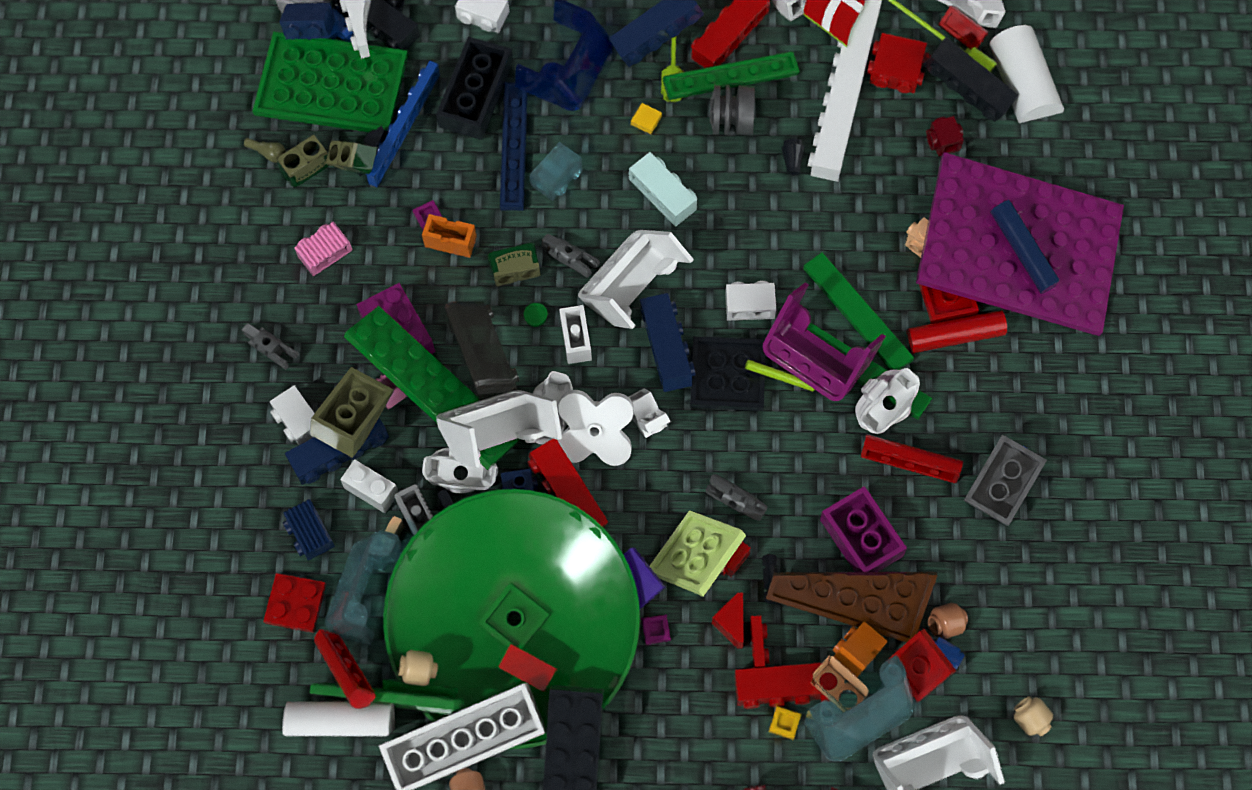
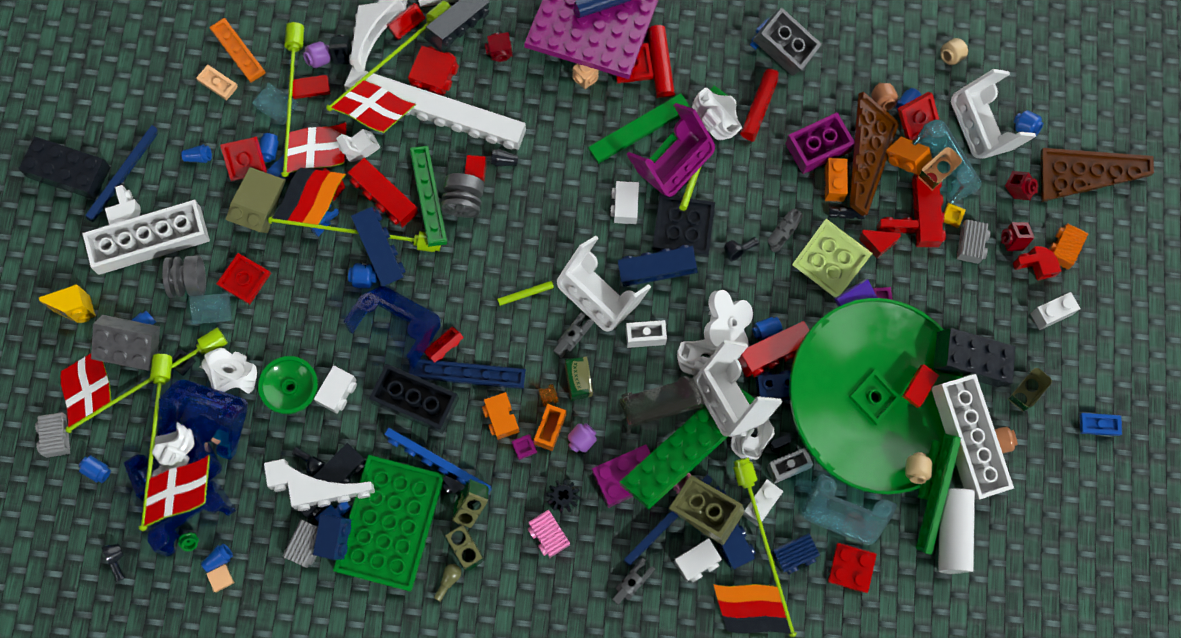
camera: 90 degrees left, 5 degrees up
(243, 480) = (754, 606): none -> flag
(334, 371) = (656, 532): none -> dark blue tile
(344, 669) = (917, 524): red brick -> none
(372, 267) = (556, 497): none -> black gear
(395, 526) = (799, 486): light nougat tile -> none
(440, 274) = (582, 438): none -> medium lavender head
(462, 183) = (498, 410): none -> orange brick
(491, 233) = (548, 395): none -> clear orange wheel
(535, 314) = (620, 367): green piece -> none
(546, 114) = (443, 344): none -> red plate
(556, 171) = (497, 339): clear light blue brick -> none
(597, 482) = (767, 328): none -> blue brick
(620, 199) = (525, 293): none -> lime bar
(621, 16) = (362, 275): none -> blue head
(646, 118) = (455, 266): yellow tile -> none
(647, 414) = (721, 281): white brick -> none
(663, 188) = (522, 258): light aqua brick -> none
(700, 437) = (735, 250): none -> black bar
(746, 747) = (972, 241): none -> light grey brick
(772, 125) = (476, 166): none -> red brick
(814, 557) = (836, 179): none -> orange brick

